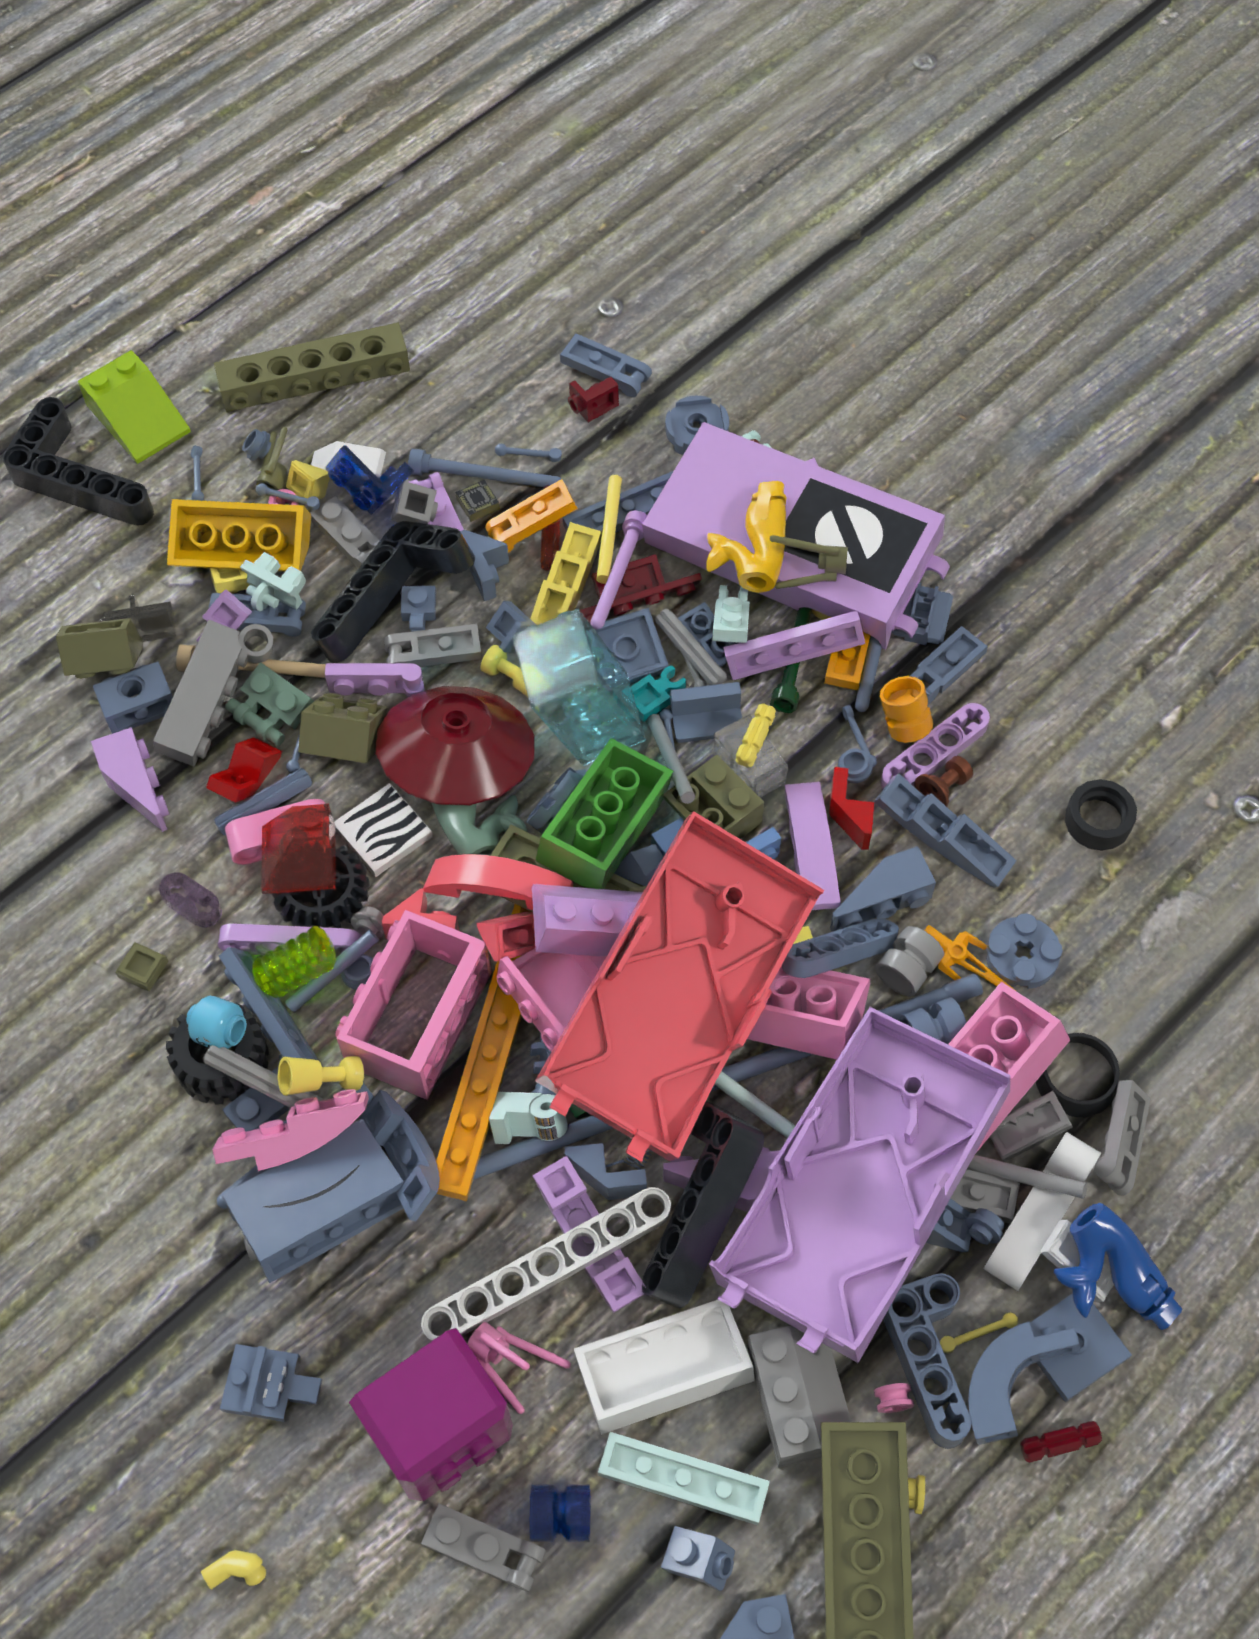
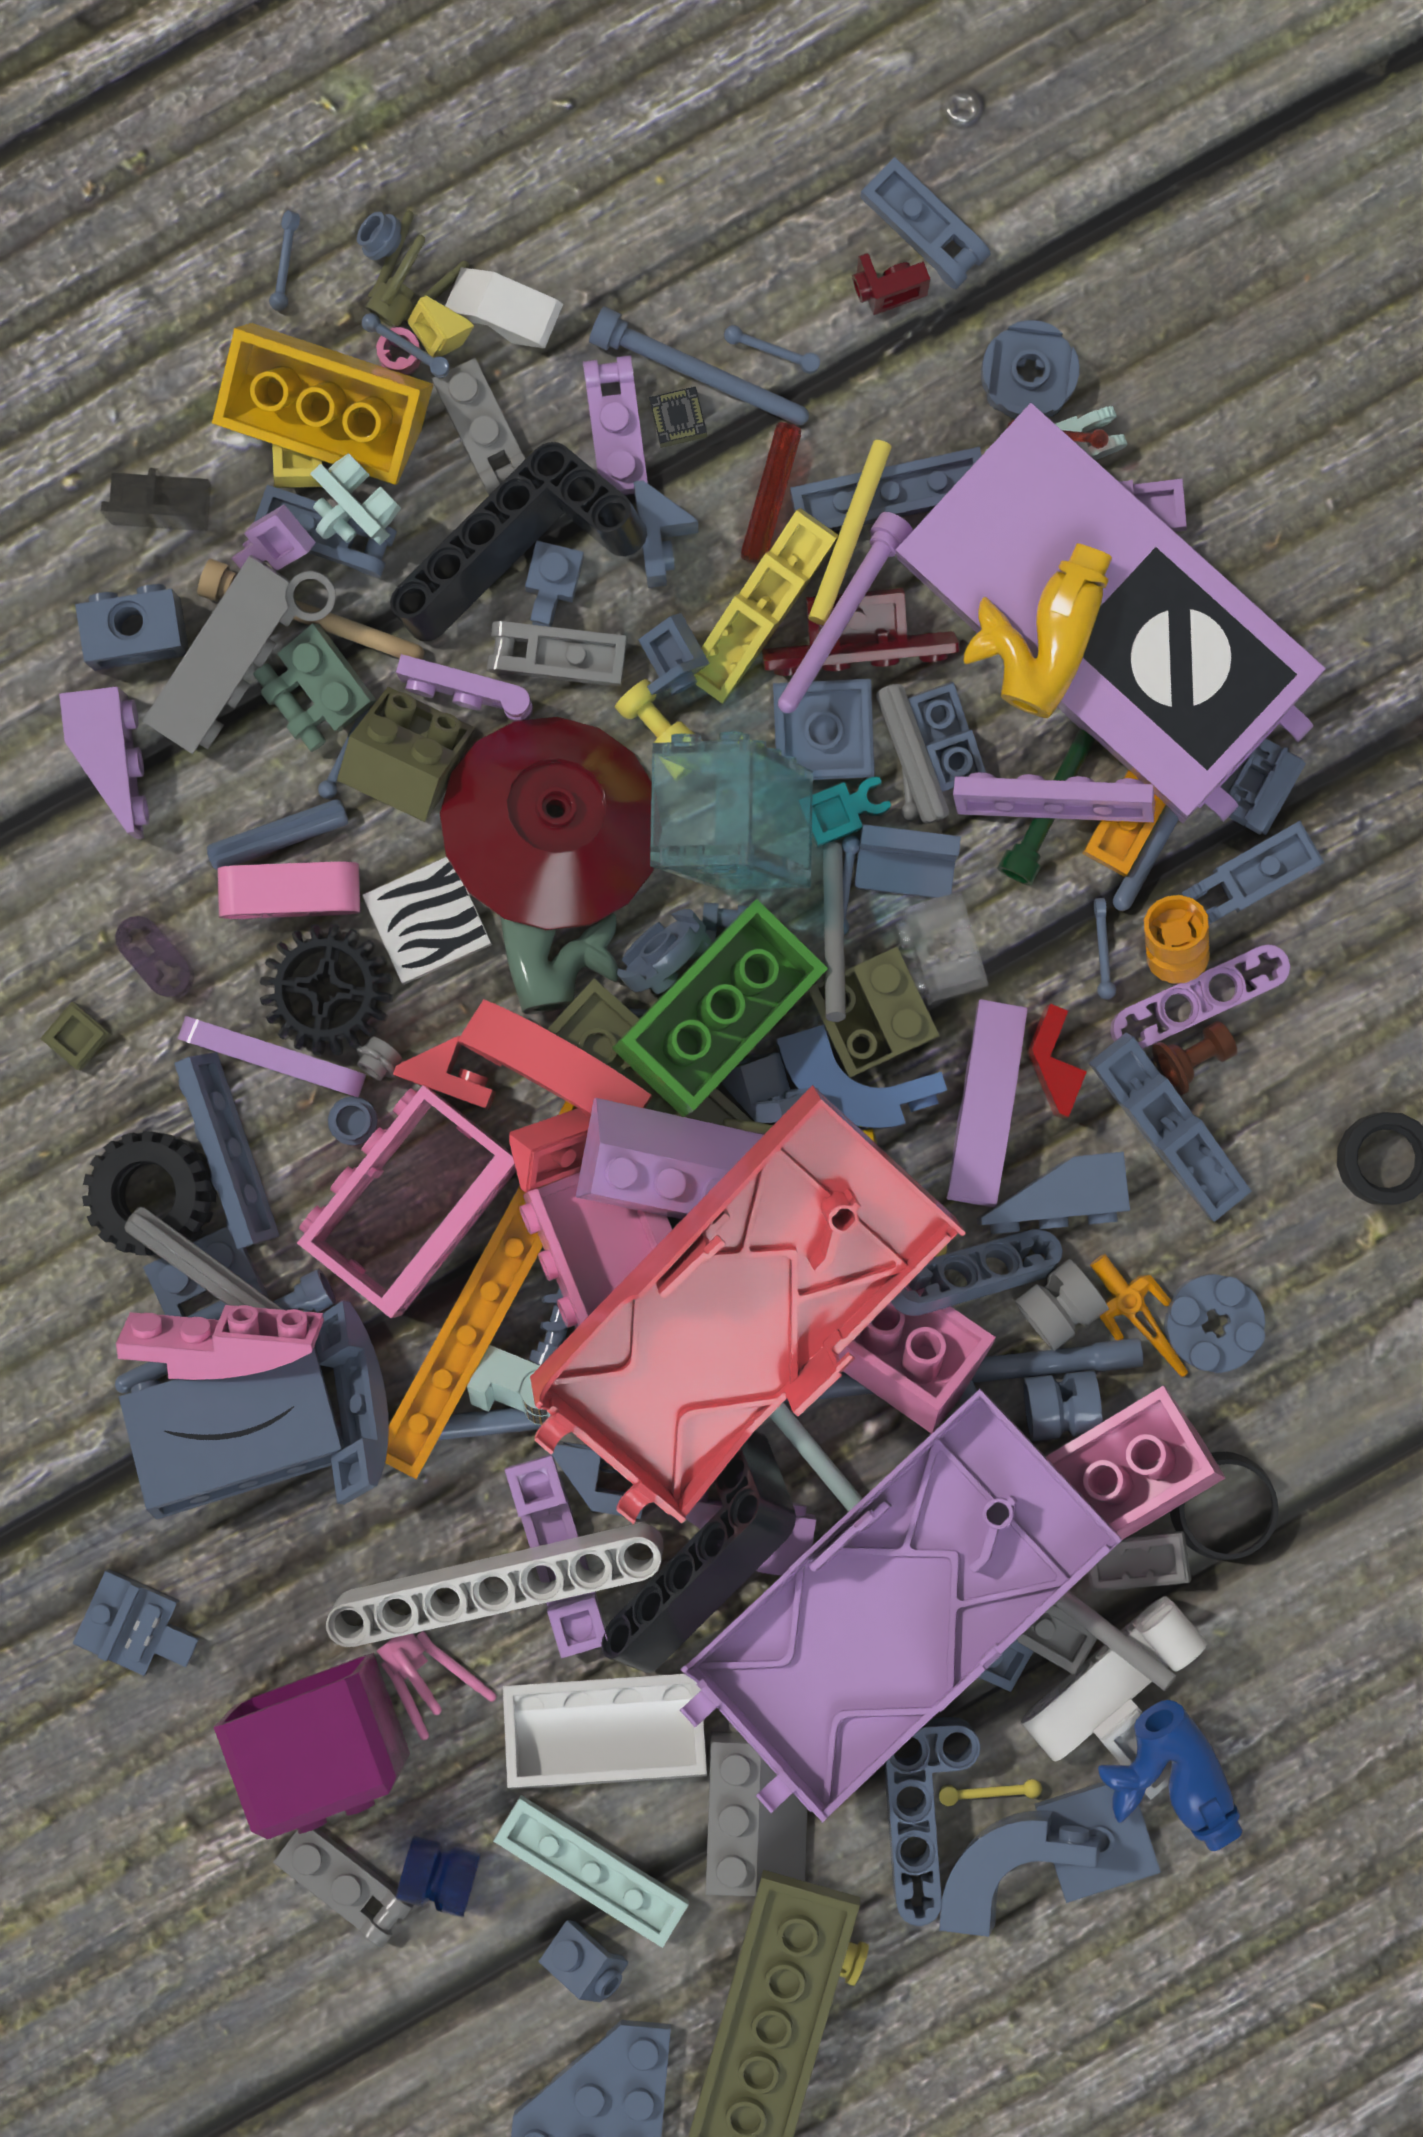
camera: 15 degrees right, 25 degrees up
(35, 467) = (95, 220): black beam -> none
(99, 647) = (92, 551): olive slope -> none
(133, 406) = (212, 119): lime slope -> none
(216, 1022) = (149, 1178): medium azure head -> none
(235, 1564) = (60, 1827): light yellow arm -> none
(247, 770) = (262, 782): red slope -> none
(294, 963) = (269, 1102): clear neon green piece -> none
(299, 850) = (304, 948): clear red slope -> none
(307, 1075) = (250, 1278): light yellow piece -> none
(312, 367) = (468, 97): olive brick -> none
(343, 961) = (316, 1118): sand blue bar -> none
(365, 487) = (549, 371): clear blue bracket -> none
(414, 504) = (579, 425): light grey brick -> none
(531, 515) = (746, 477): light orange plate -> none
(731, 616) = (978, 730): light aqua hinge -> none
(755, 735) = (957, 932): light yellow axle -> none
(831, 559) = (1140, 699): olive plant -> none
(859, 765) = (1083, 995): sand blue plate -> none
(893, 1398) = (862, 1847): bright pink bush -> none
(985, 1226) = (1038, 1676): sand blue plate -> none
(1061, 1441) = (1042, 1945): dark red axle -> none
(1124, 1138) = (1251, 1609): light grey plate -> none

